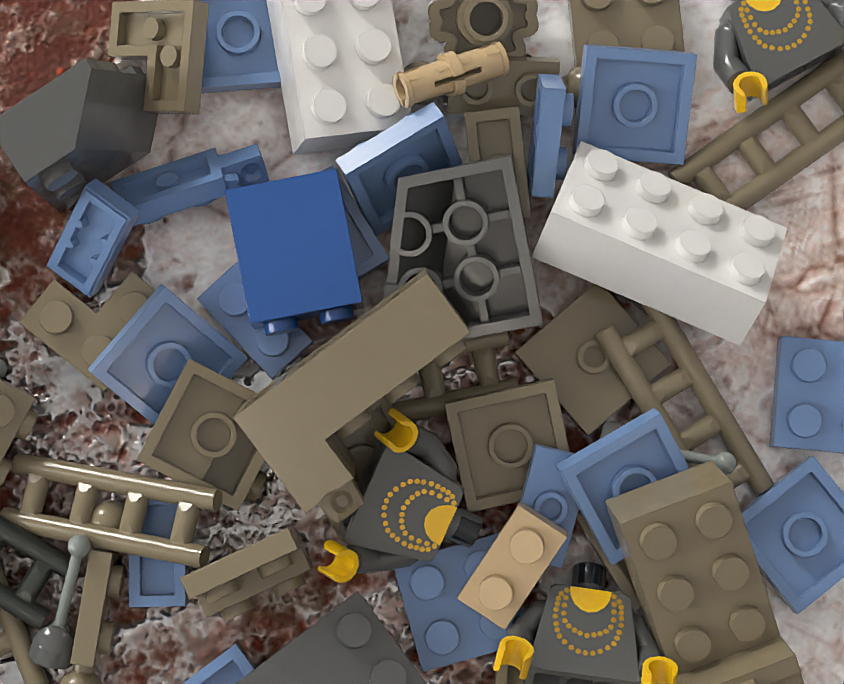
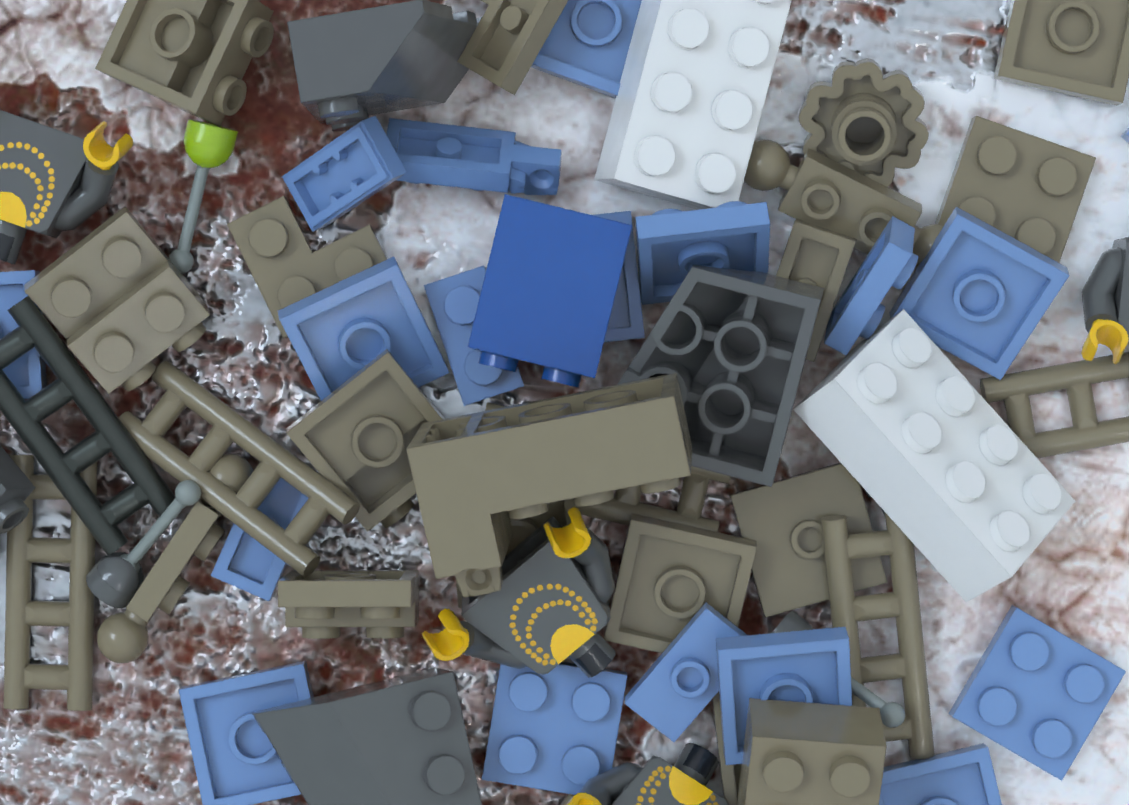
camera: 25 degrees right, 5 degrees up
(451, 74) = (799, 178): tan pin -> none
(512, 565) = (624, 718): tan plate -> none

